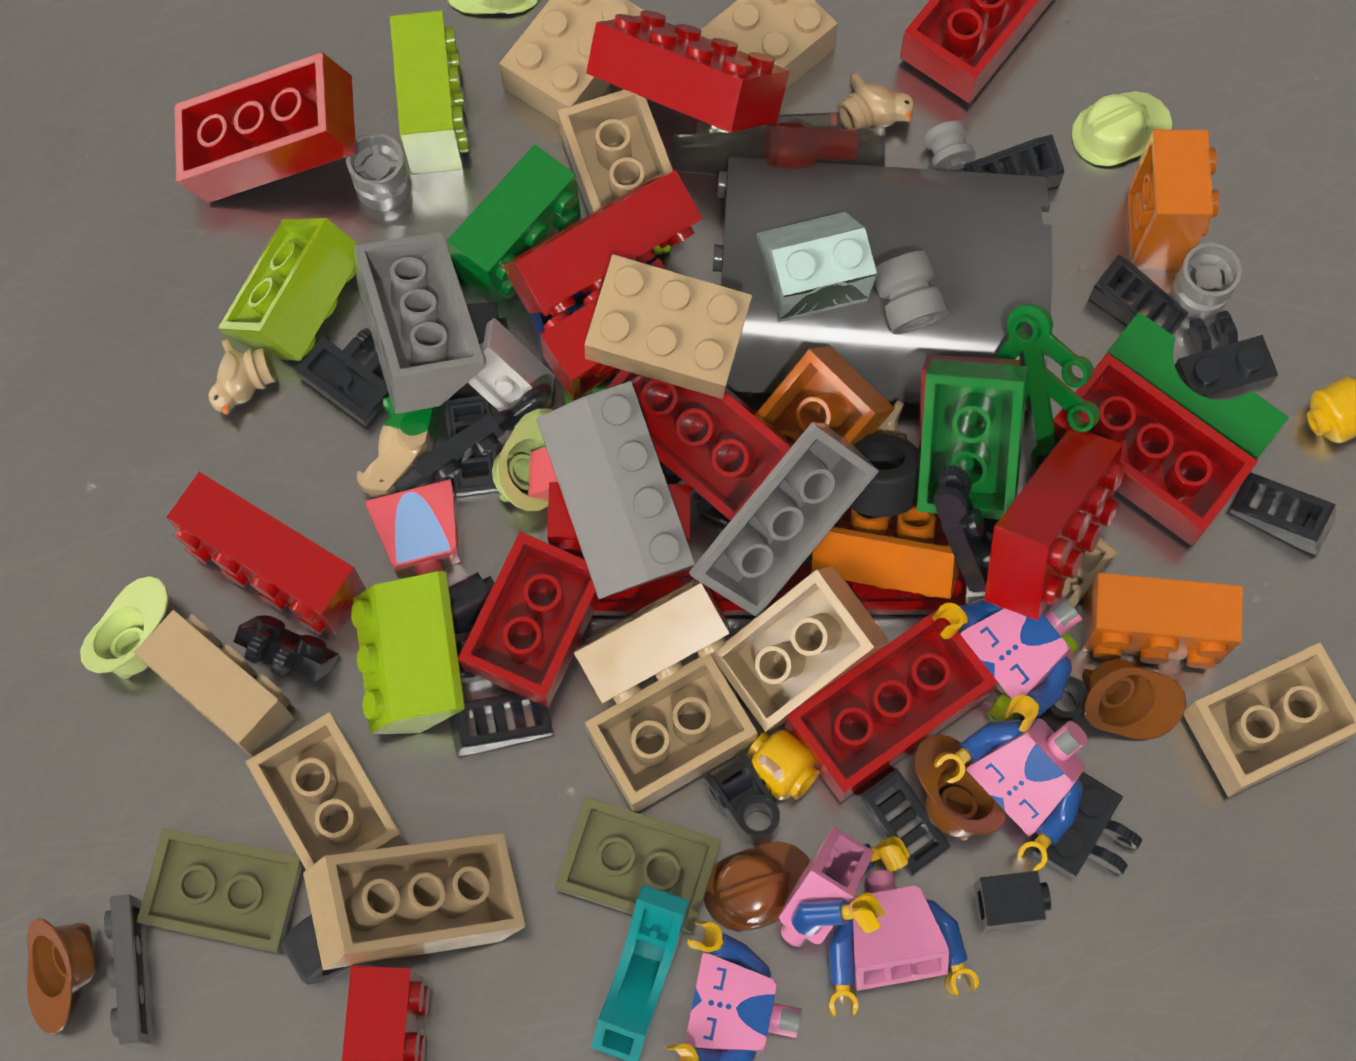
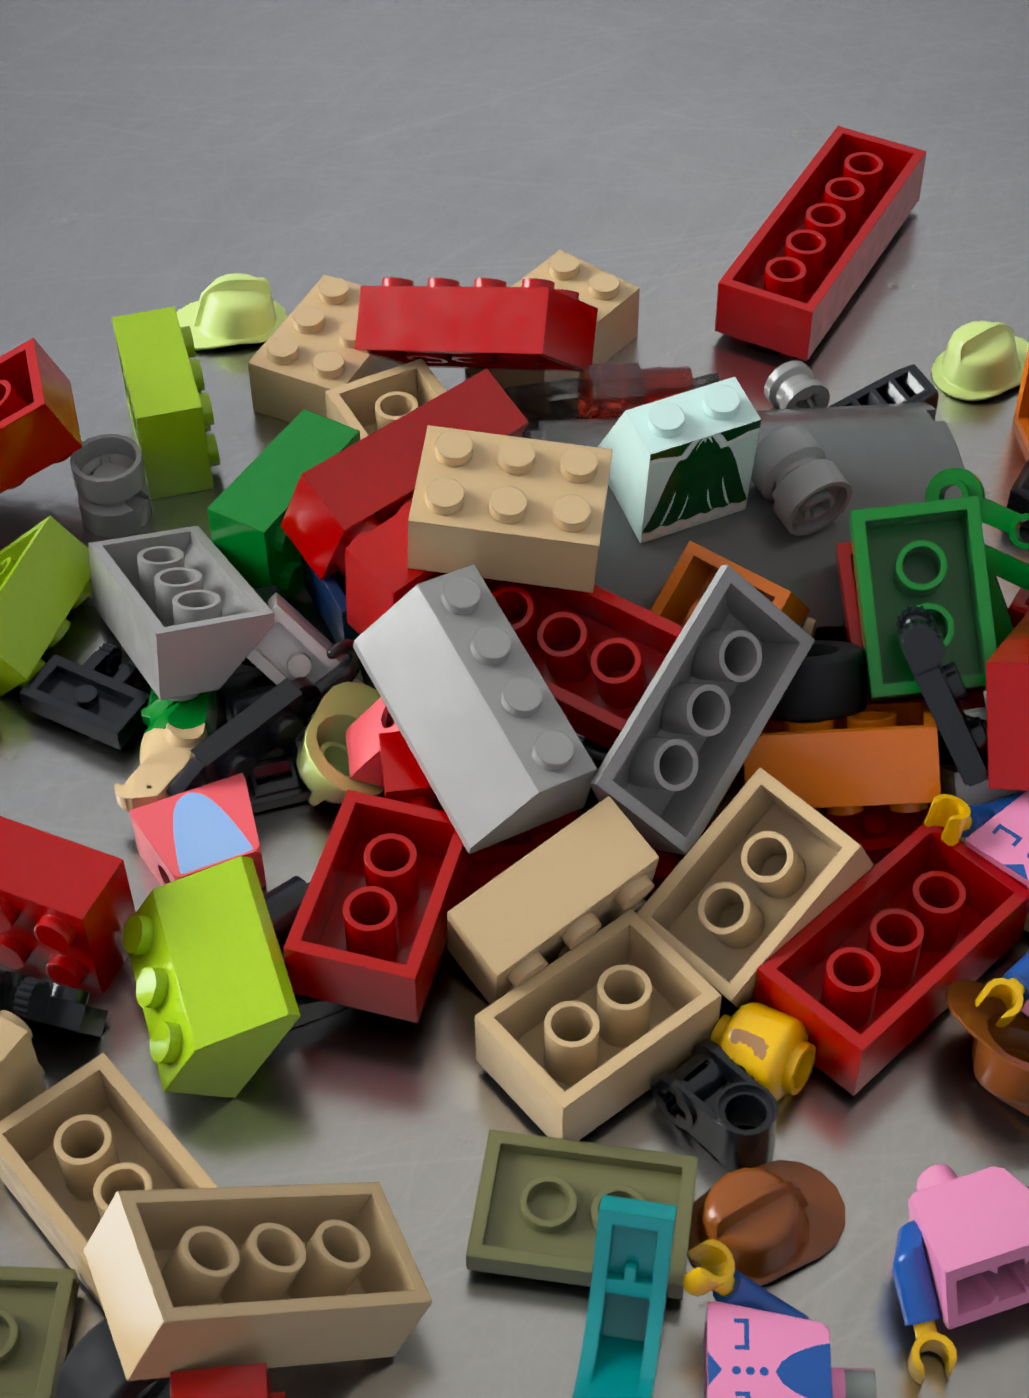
camera: 10 degrees left, 25 degrees down
(502, 737) = (328, 1087): black slope -> none
(830, 883) = (871, 1179): torso -> none
(873, 105) = (705, 360): tan animal -> none
(876, 813) = (945, 1071): black slope -> none

